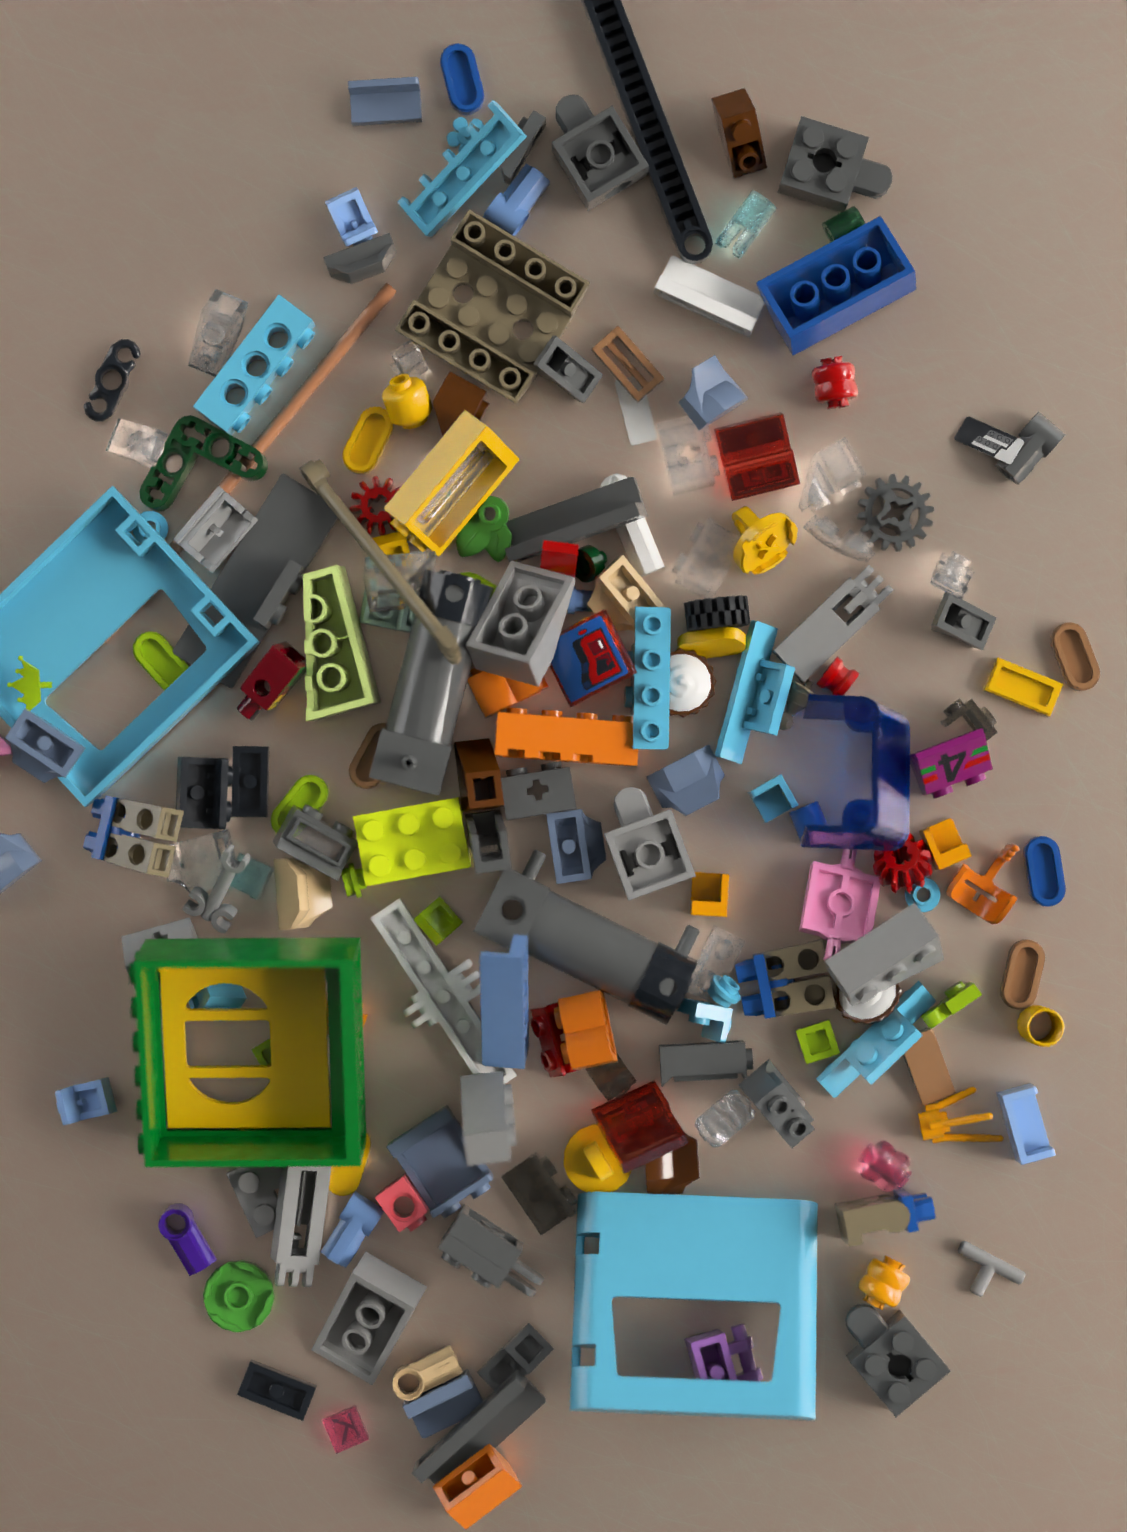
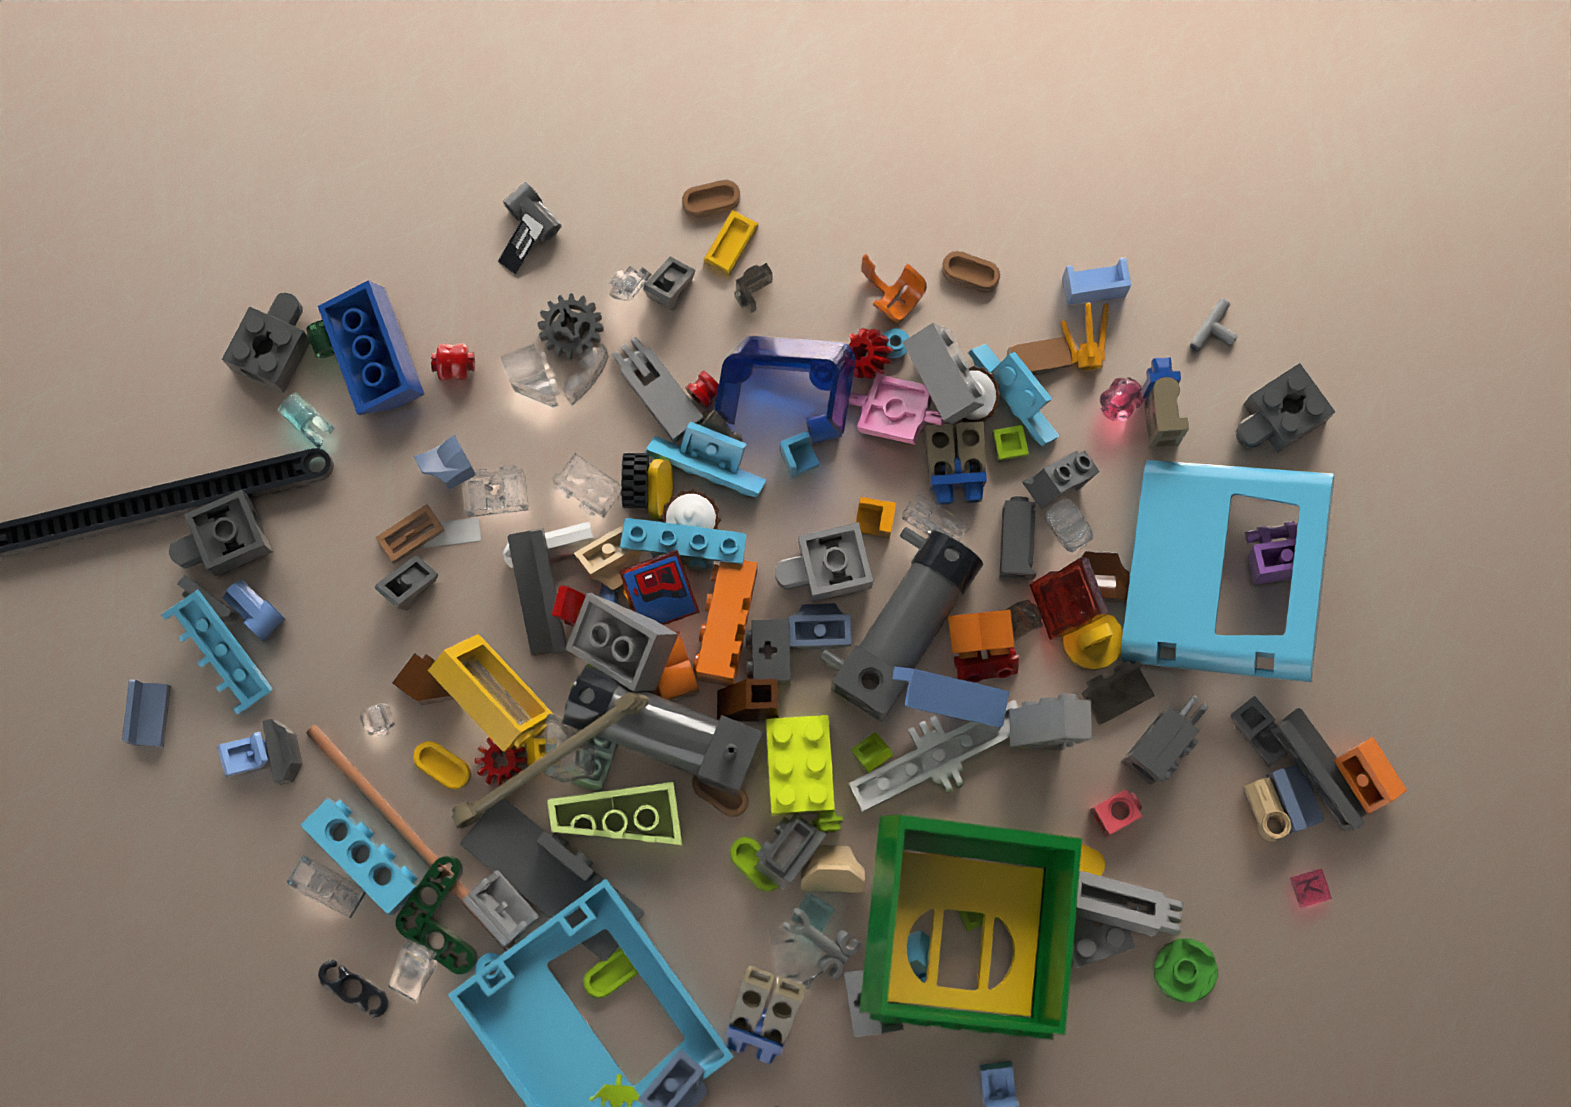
camera: 85 degrees left, 10 degrees down
(187, 1242) = (1133, 1009): dark purple piece -> none
(203, 792) = (733, 946): black bracket -> none
(250, 781) = (729, 904): black plate -> none
(277, 1390) = (1272, 944): black plate -> none
(281, 669) = (632, 863): dark red torso -> none
(354, 1225) = (1128, 855): medium blue piece -> none
(368, 1318) = (1215, 854): light grey slope -> none
(407, 401) = (413, 724): yellow head -> none
(437, 1163) = (1083, 775): sand blue panel -> none
(461, 135) = (187, 651): medium azure plant -> none
(462, 79) = (139, 645): blue tile -> none
(486, 534) = (539, 671): bright green plate -> none
(488, 841) = (807, 694): dark grey window -> none
(508, 287) = (326, 625): dark tan slope -> none
(590, 563) = (579, 581): dark green tile -> none
(688, 782) = (776, 524): sand blue slope -> none
(710, 296) = (363, 458): white panel -> none
(713, 1017) = (982, 526): medium azure bracket -> none
(724, 991) = (959, 512): medium azure plate -> none
(739, 132) = (226, 415): reddish brown slope -> none
(756, 456) = (506, 435): clear red slope -> none
(762, 540) = (576, 436): yellow tile -> none
(884, 1282) = (1219, 411): light orange piece -> none
(945, 844) = (855, 318): light orange panel -> none
(951, 762) = (786, 303): magenta slope -> none
(957, 998) = (986, 324): lime plate -> none
(1044, 871) = (887, 243): blue tile -> none
(1055, 1033) = (1019, 247): yellow piece -> none

